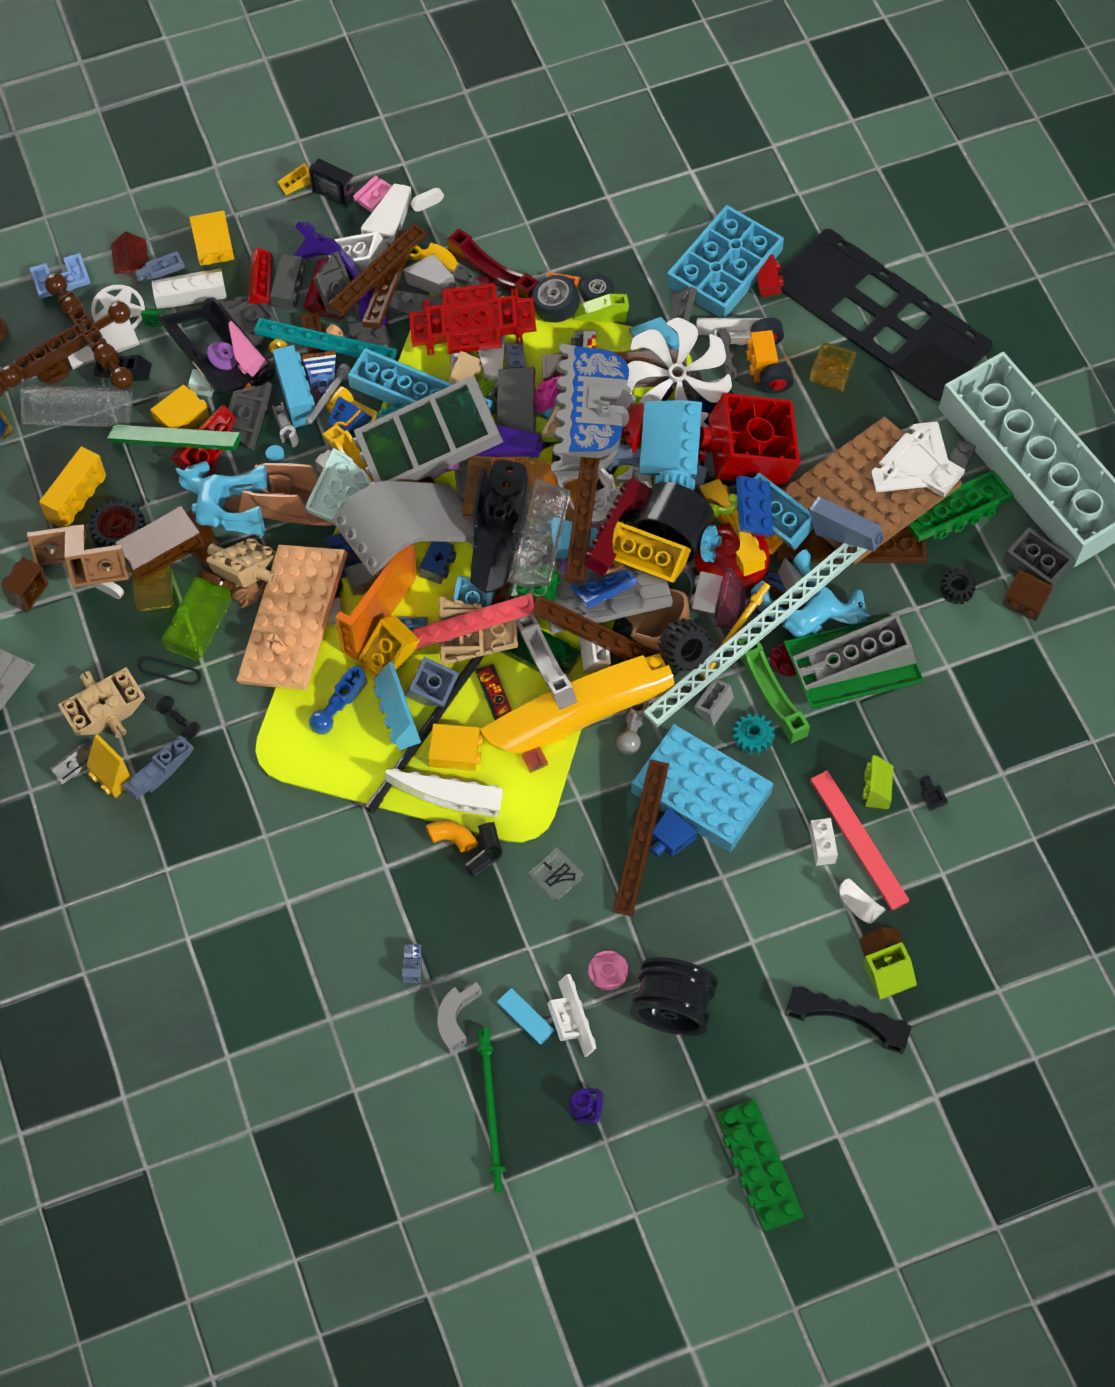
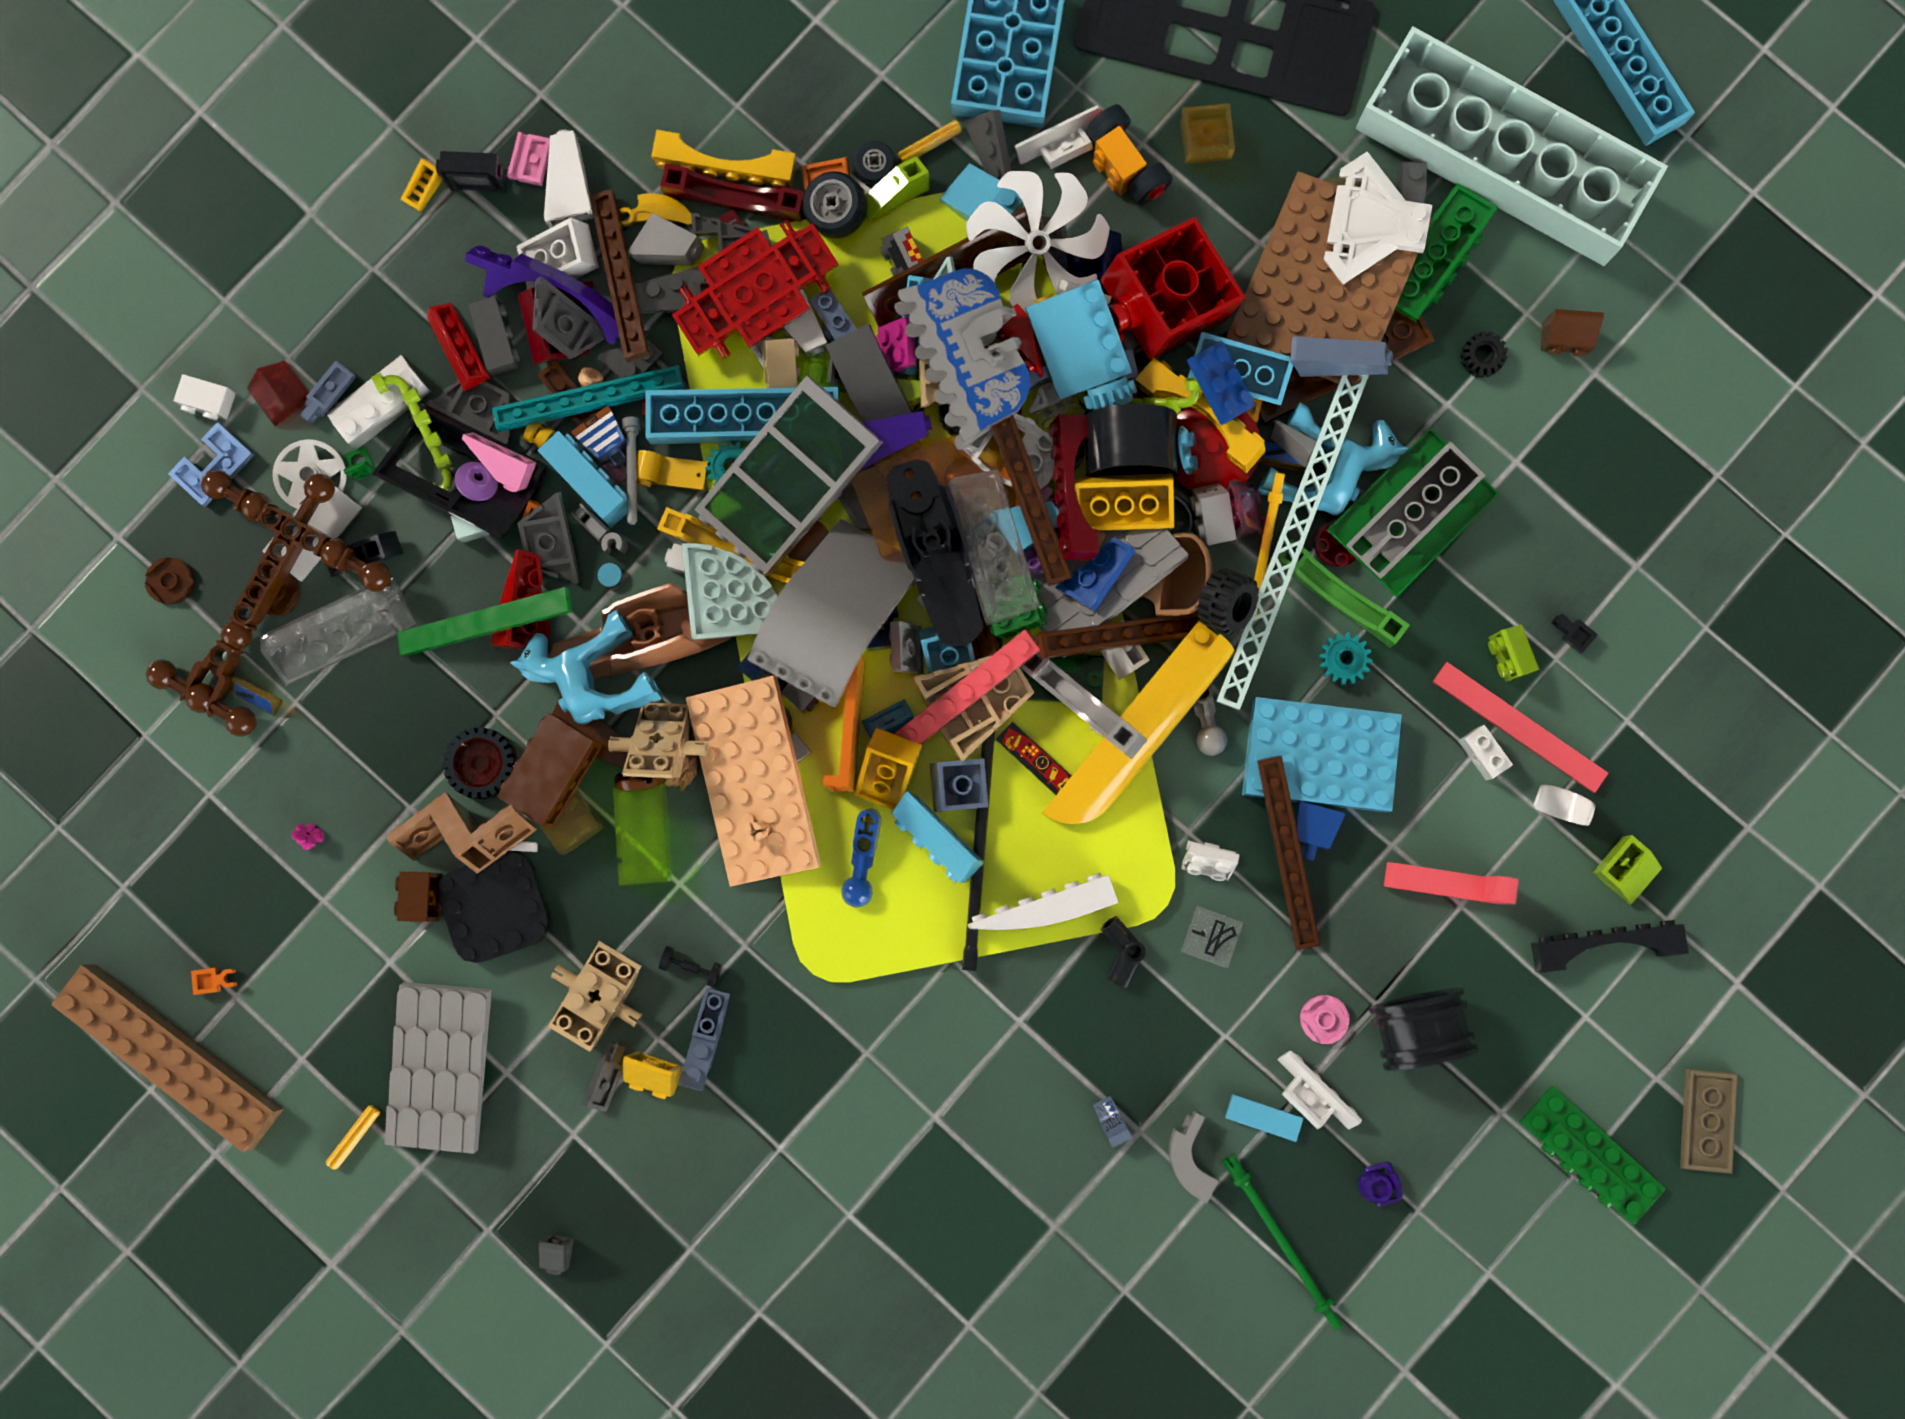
camera: 20 degrees left, 20 degrees up
(69, 618) = (494, 909): none -> black plate
(73, 488) = (401, 745): yellow brick -> none
(81, 236) = (204, 397): none -> white brick
(171, 663) = (645, 920): black piece -> none
(180, 410) = (467, 577): yellow brick -> none
(210, 304) = (422, 420): none -> lime bar
(212, 238) = (372, 327): yellow slope -> none
(348, 416) = (673, 488): blue torso -> none
(377, 270) = (600, 273): reddish brown tile -> none
(427, 199) = (600, 135): white tile -> none
(445, 578) = (906, 648): none -> light grey plate
(452, 831) = (1073, 947): light orange cylinder -> none
(455, 747) = (1025, 847): yellow brick -> none
(518, 262) = (774, 169): none -> yellow arch
(535, 759) = (1119, 814): tile -> none
(581, 817) = (1209, 860): none -> white plate
(643, 295) = (930, 141): none -> yellow axle
(714, 701) = (1282, 641): light grey brick -> none
(727, 365) = (1064, 164): dark grey hinge -> none
(759, 925) = (1451, 884): none -> coral beam
(768, 278) = (1071, 46): red slope -> none
(863, 1185) = (1708, 1121): none -> dark tan tile
(879, 940) = (1600, 837): reddish brown slope -> none
(1038, 558) = (1562, 278): dark grey brick -> none

